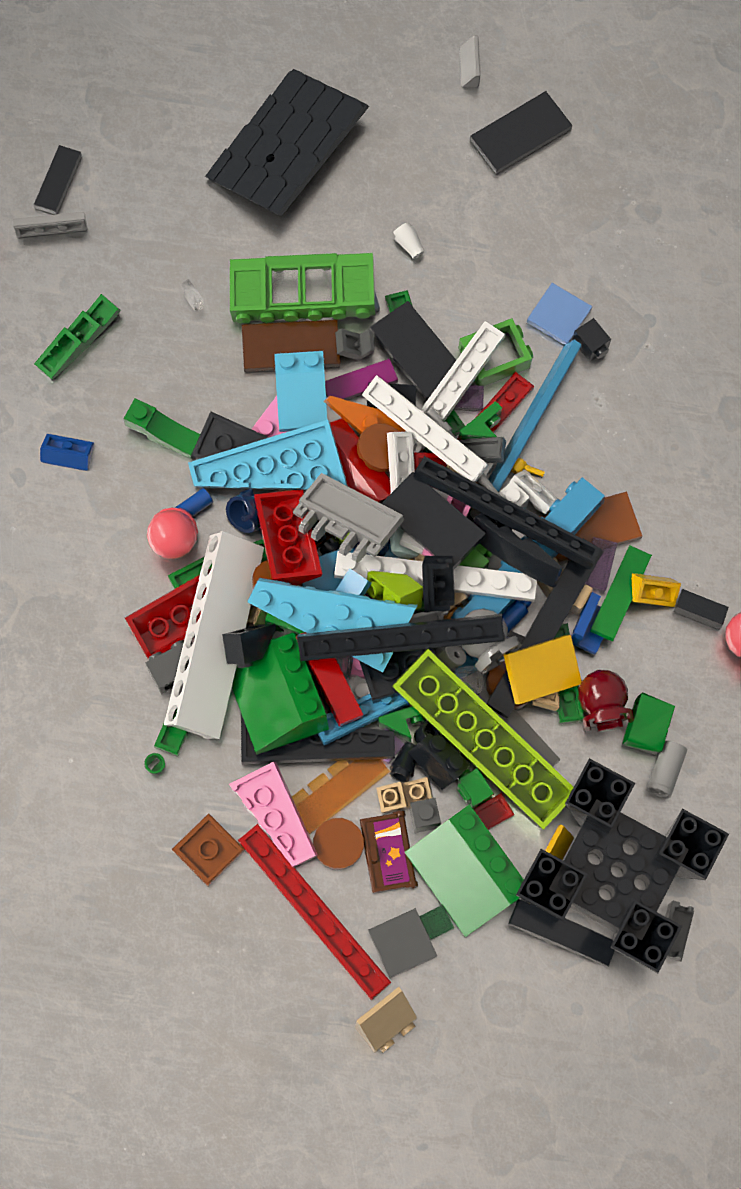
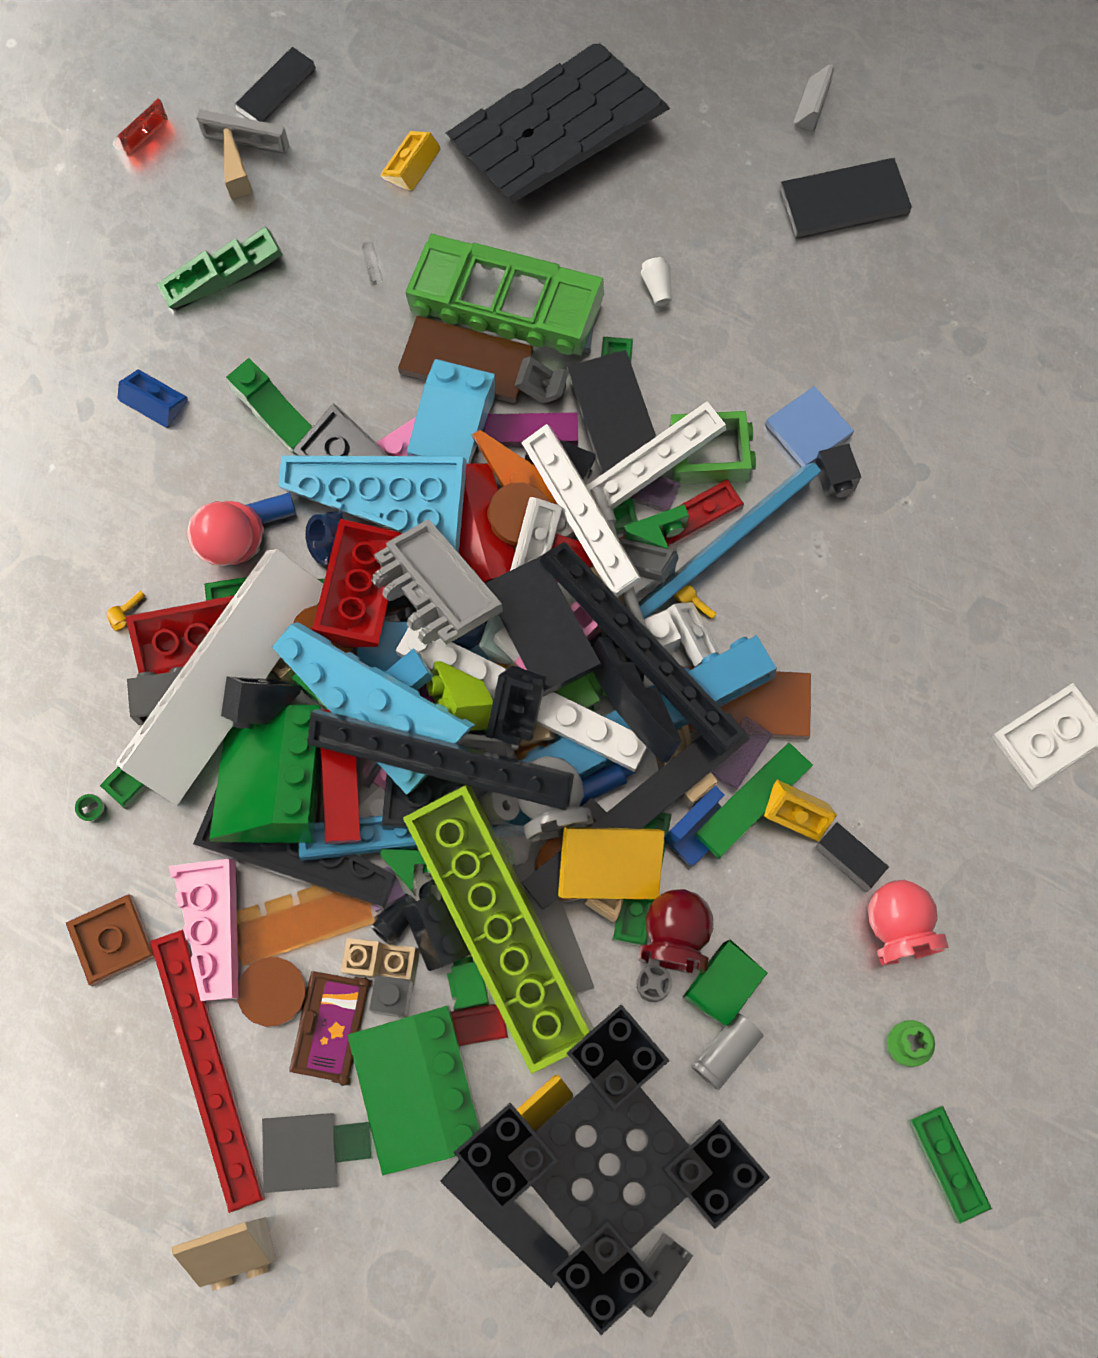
camera: 25 degrees right, 0 degrees up
(60, 259) = (234, 171): none -> tan slope
(112, 620) = (116, 614): none -> yellow hand
(186, 205) = (411, 160): none -> yellow slope
(603, 738) = (658, 980): none -> flat silver wheel

